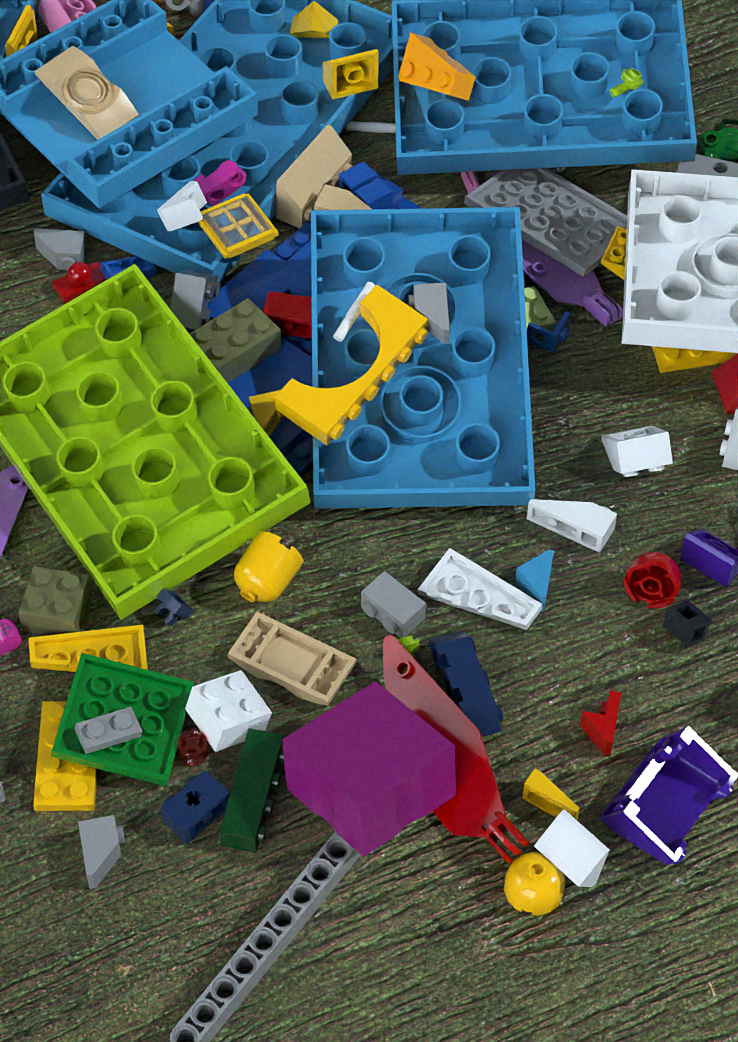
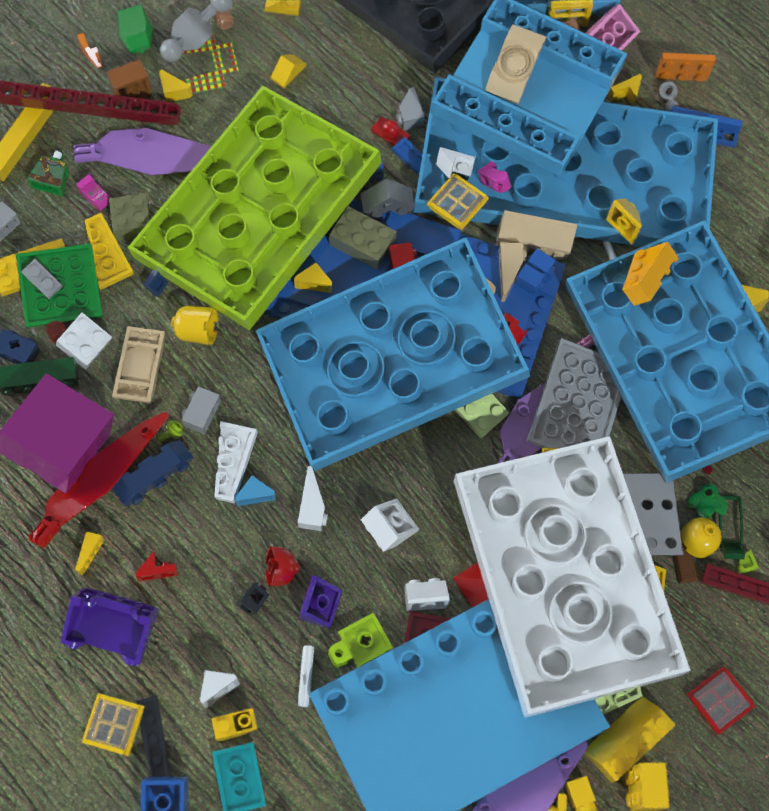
camera: 65 degrees right, 15 degrees up
(312, 22) = (681, 183): yellow slope -> none
(327, 410) = (387, 329): yellow arch -> none
(352, 314) = (398, 297): white piece -> none
(432, 303) = (414, 344): light grey slope -> none
(534, 884) = (26, 562): yellow cylinder -> none
(552, 338) = (471, 442): blue bracket -> none
(573, 850) = (41, 575): white slope -> none
(631, 80) = (704, 410): lime plate -> none

